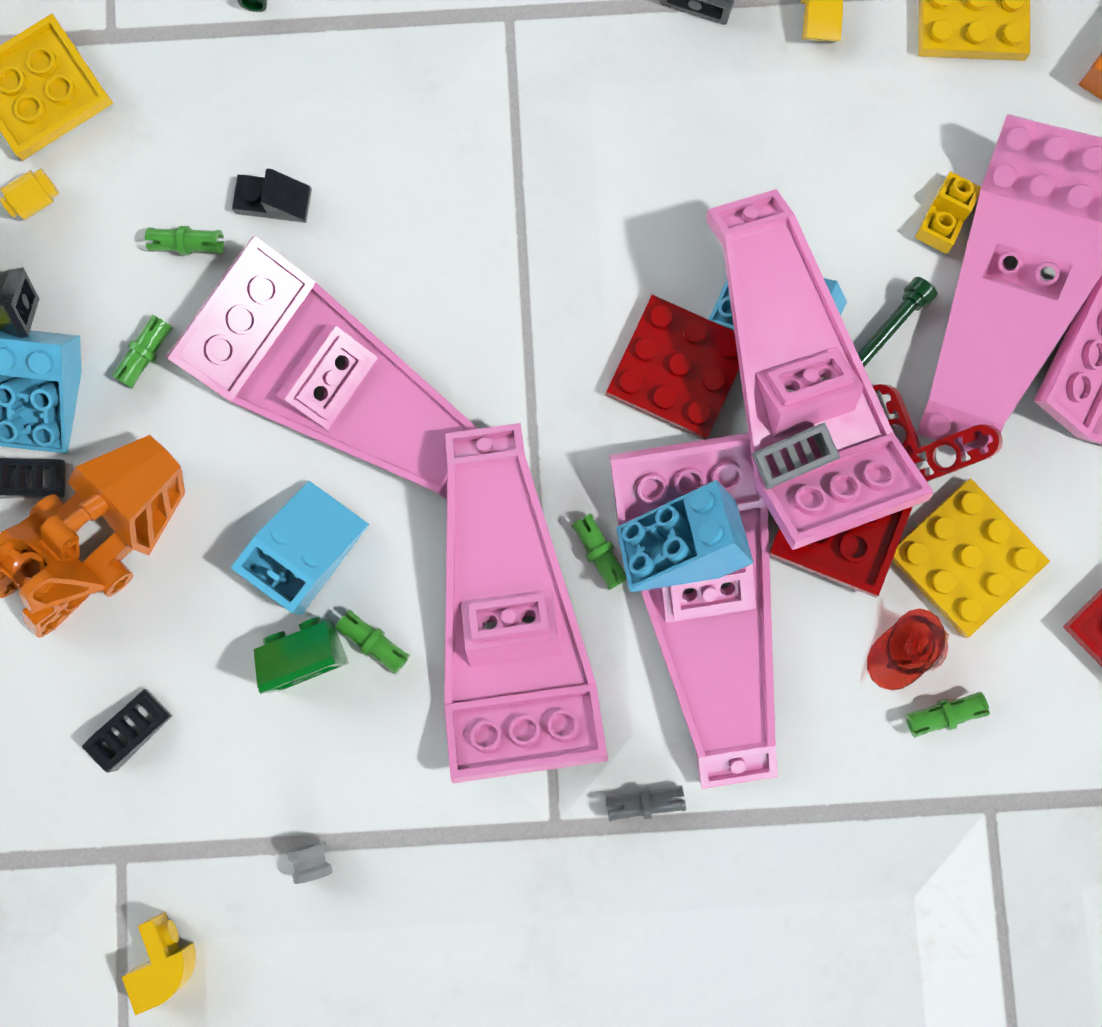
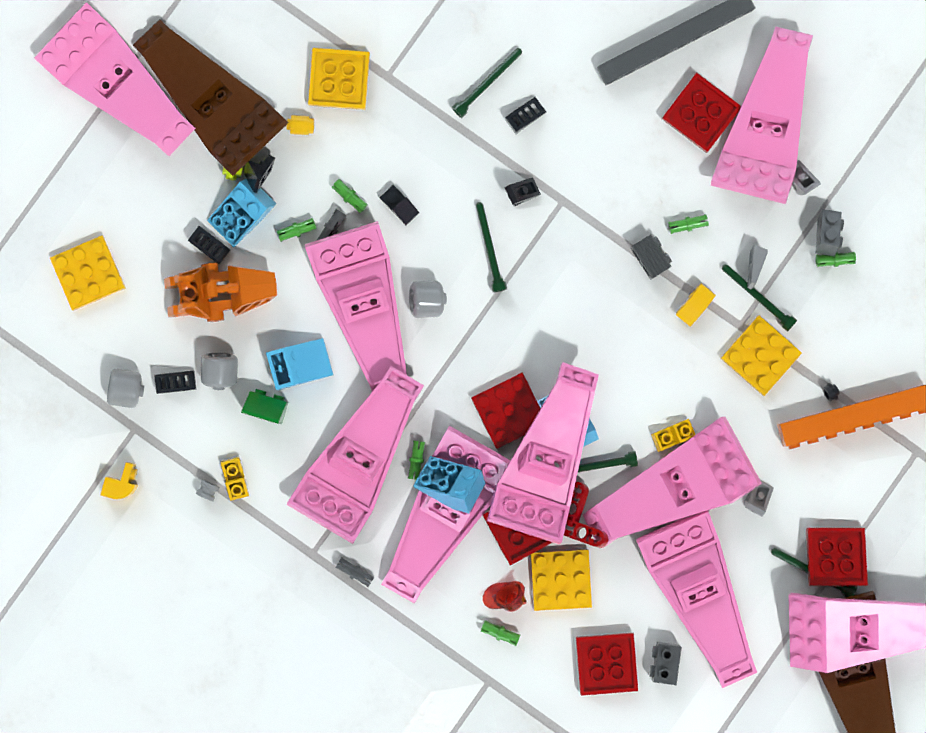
camera: 35 degrees right, 5 degrees up
(47, 806) = (124, 388): none -> light grey head
(181, 657) = (219, 370): none -> light grey head
(191, 295) = (332, 225): none -> dark grey pin
(340, 808) = (234, 478): none -> yellow slope
(372, 641) = (297, 423): bright green pin -> none
(420, 296) = (427, 299): none -> light grey head
(437, 41) = (522, 191): none -> black slope
(512, 196) = (498, 283): none -> dark green piece
(823, 441) = (535, 482): light grey slope -> none

